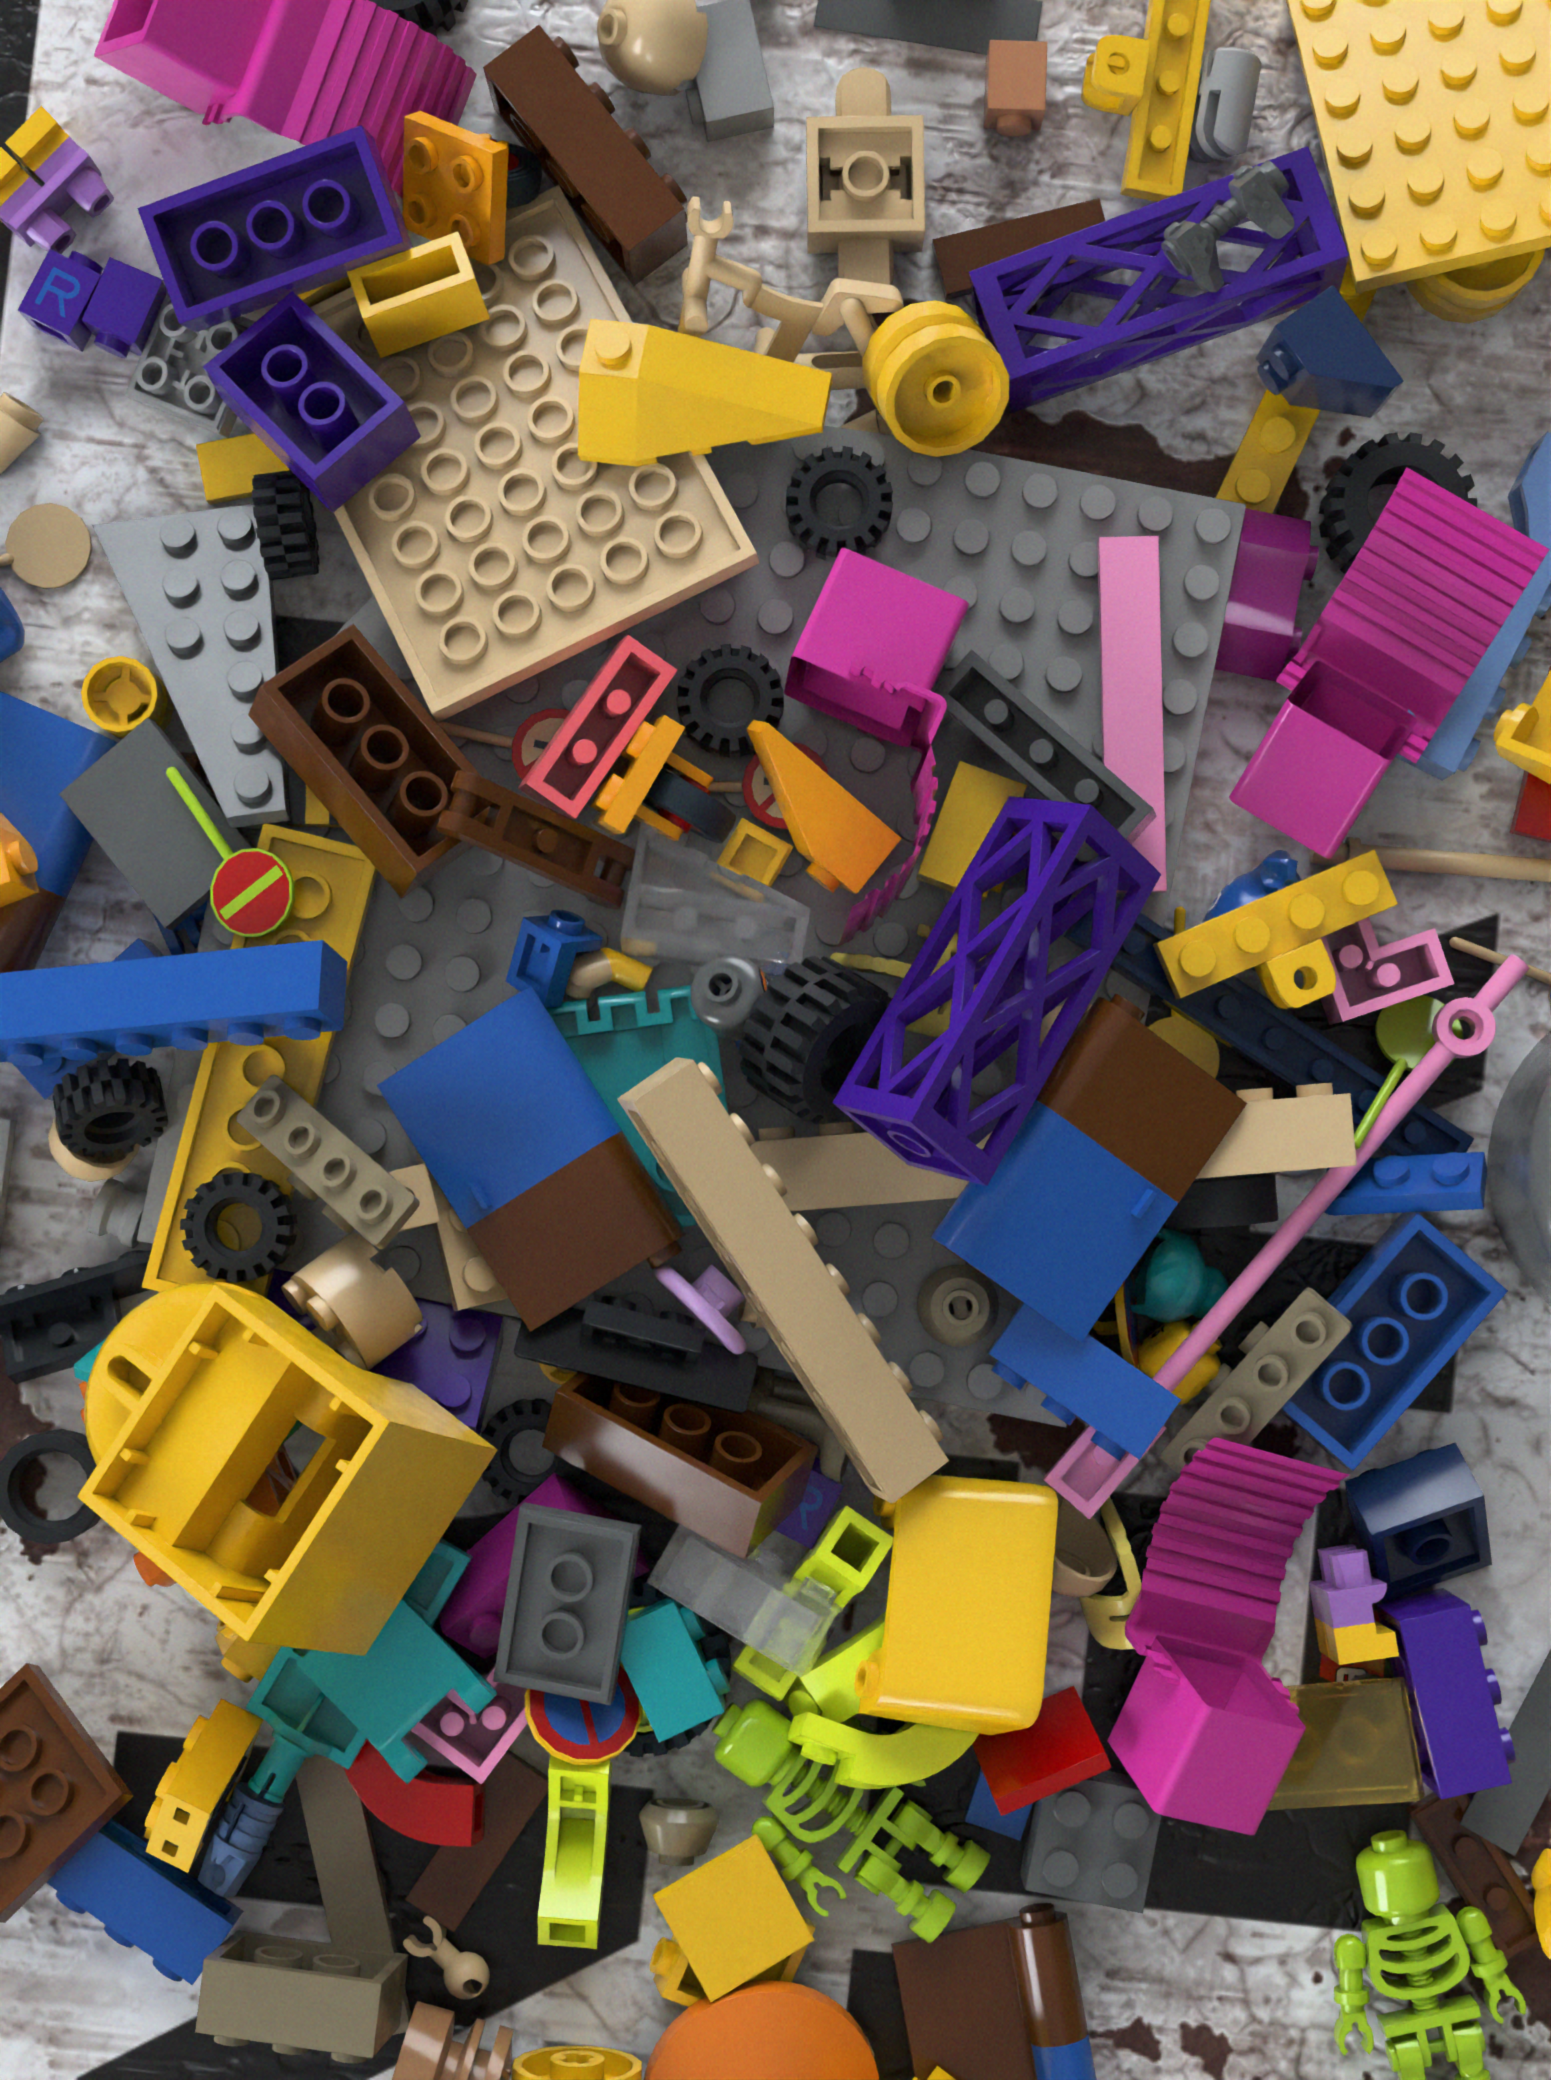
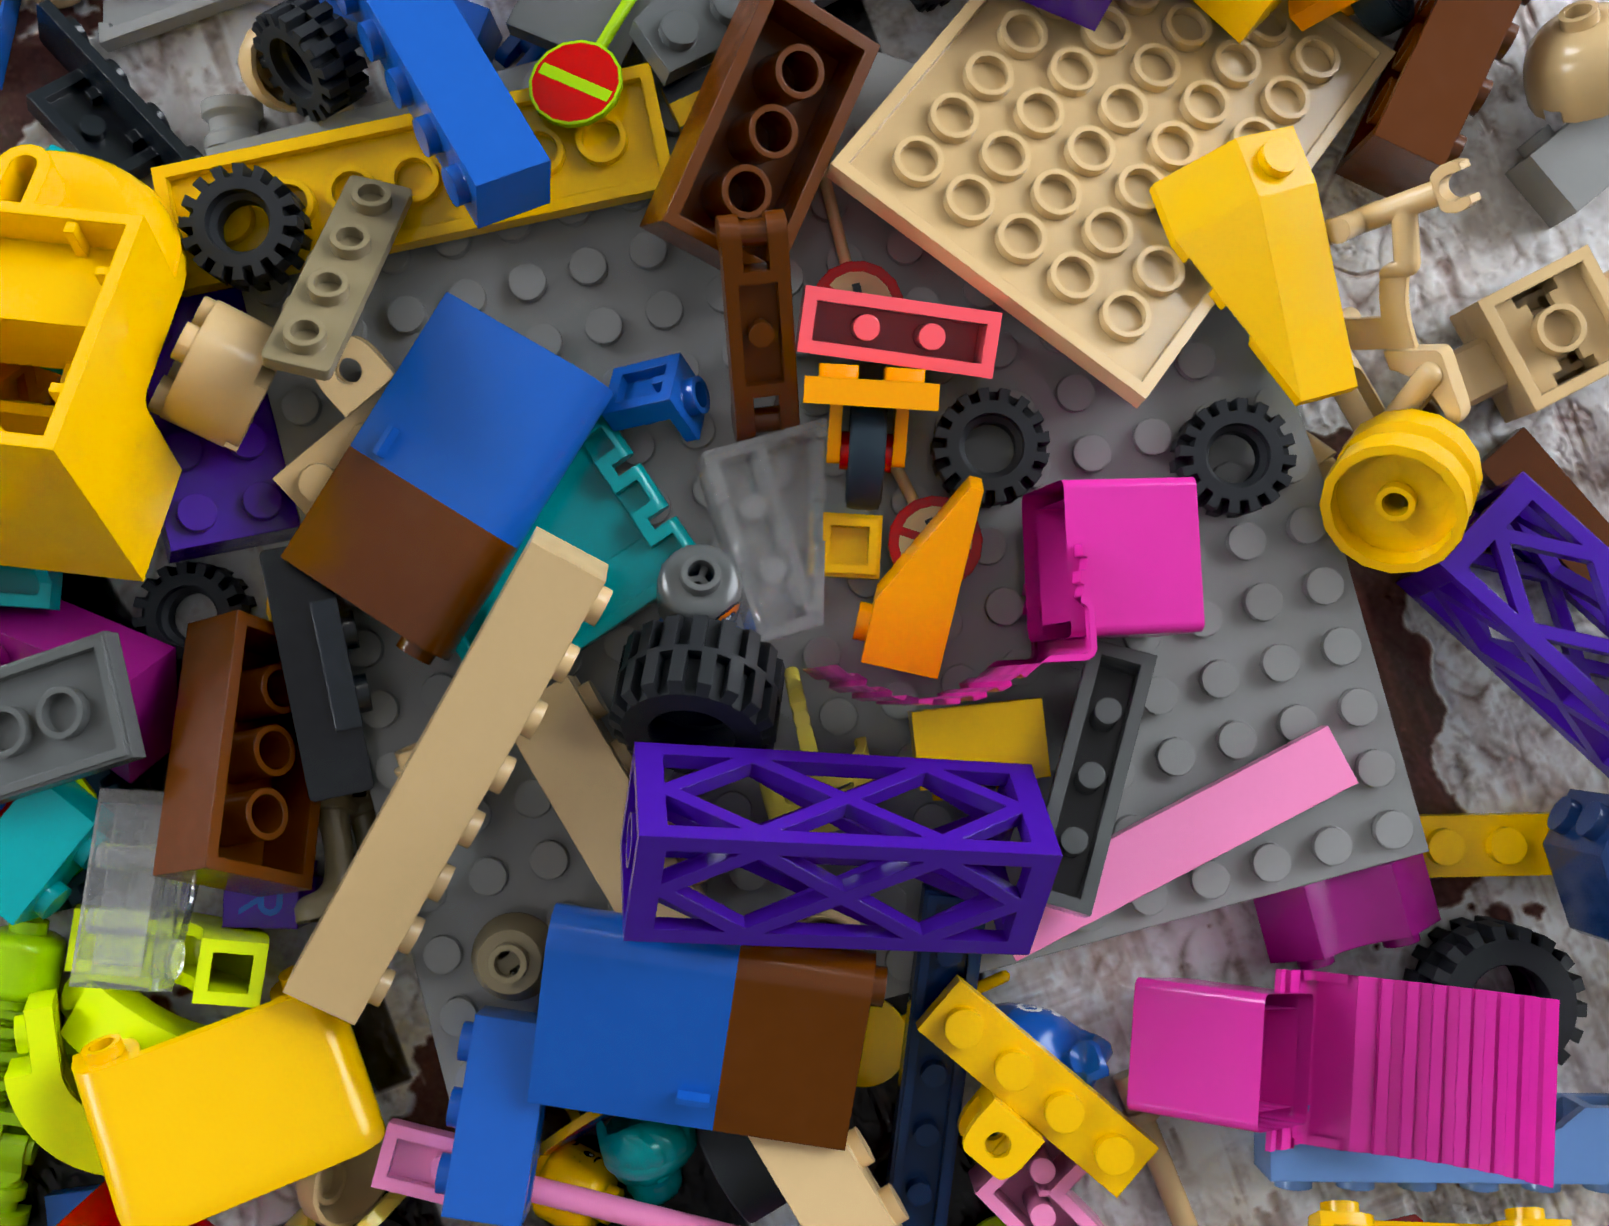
camera: 65 degrees right, 0 degrees up
(605, 966) = (673, 454): arm -> none
(708, 1301) = (390, 713): lavender piece -> none

